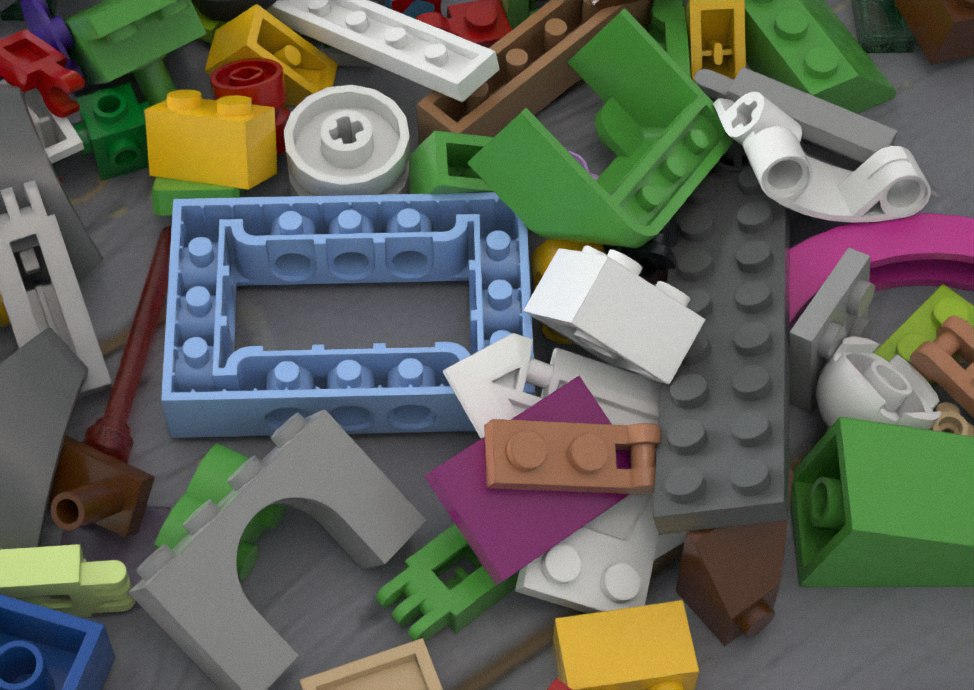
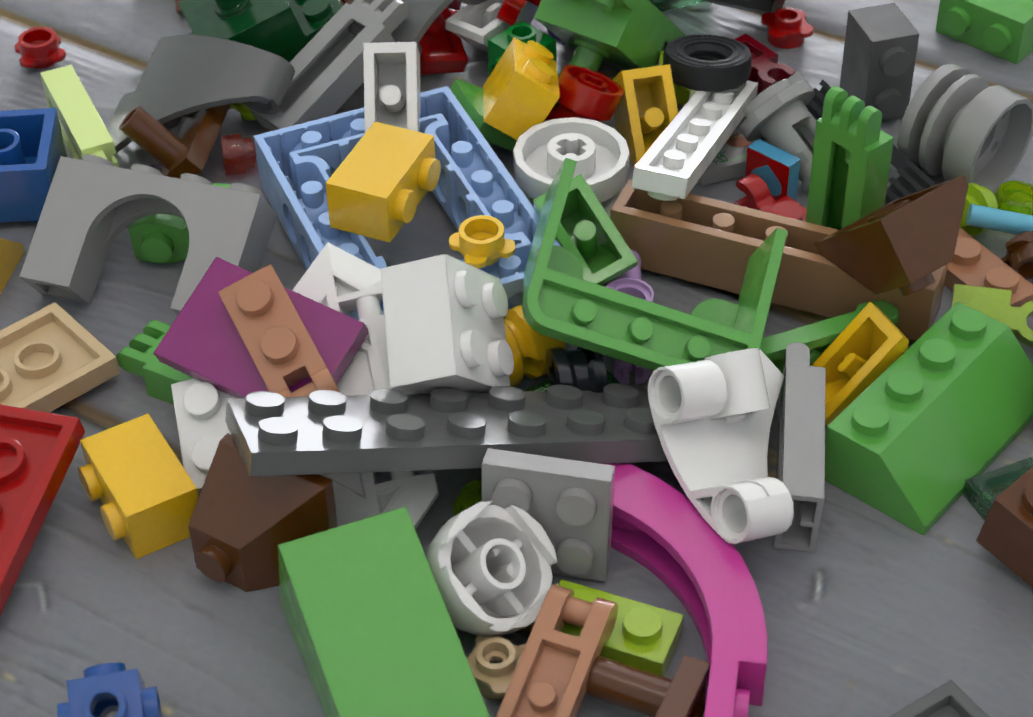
camera: 70 degrees right, 15 degrees down
(202, 244) = (392, 84): none -> white slope
(349, 297) = (382, 181): none -> yellow brick
(477, 235) = (482, 241): none -> yellow plate

